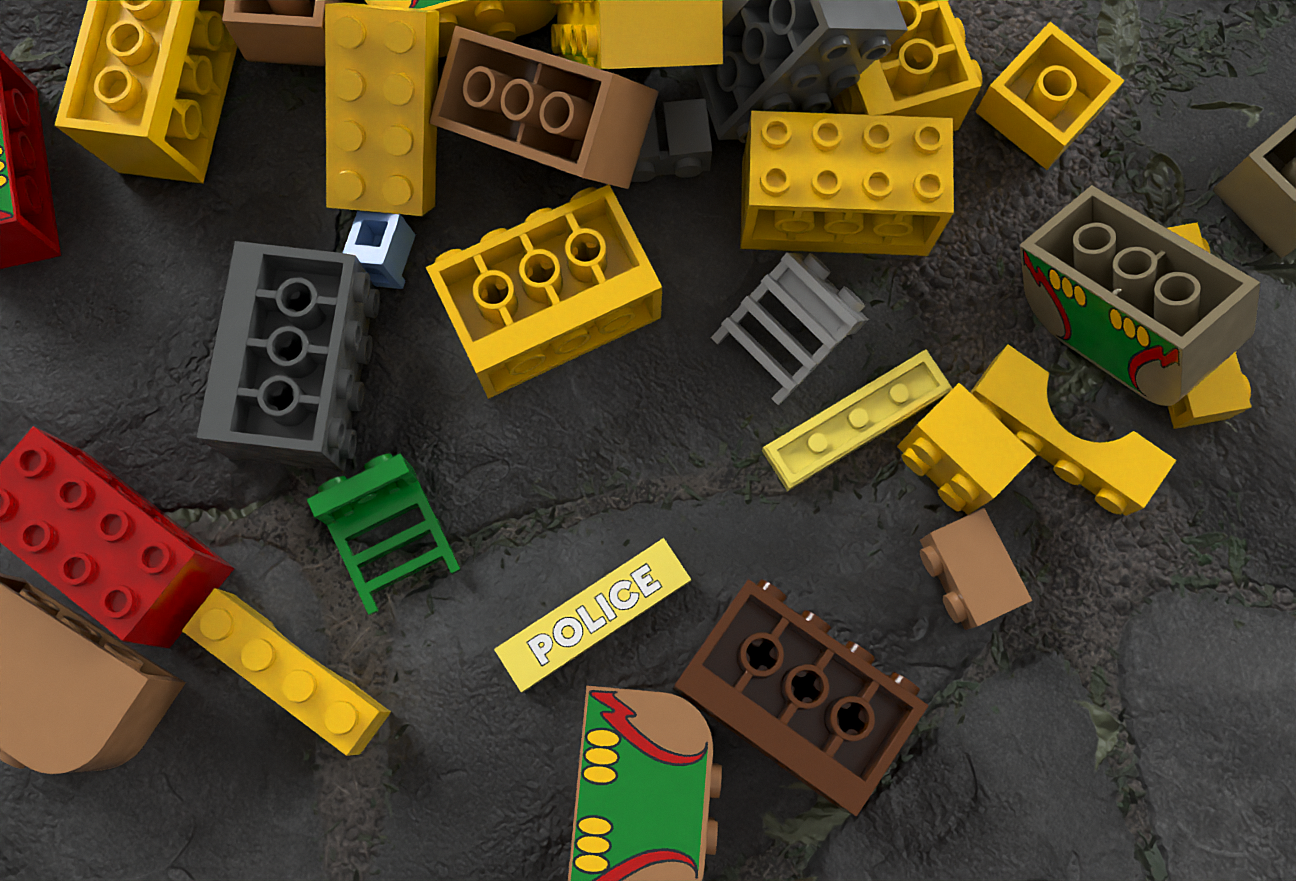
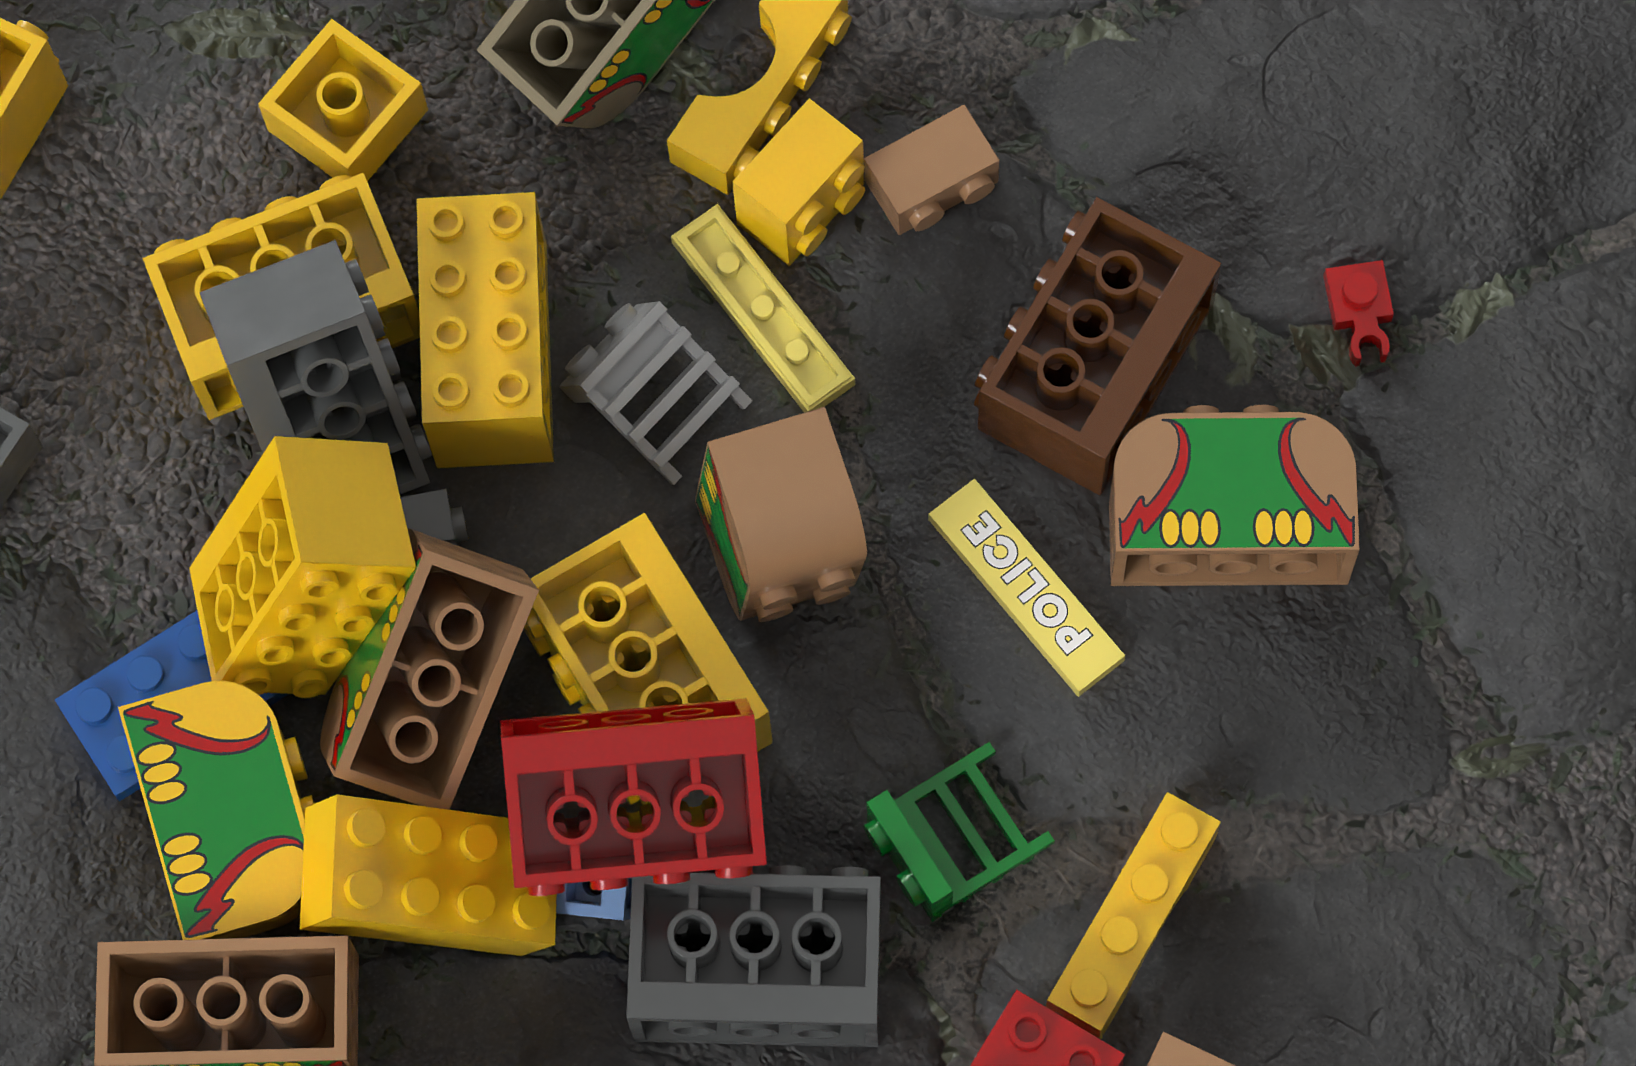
camera: 90 degrees left, 5 degrees down
(398, 241) = (629, 753): none -> red brick
(639, 393) = (781, 516): none -> medium nougat brick

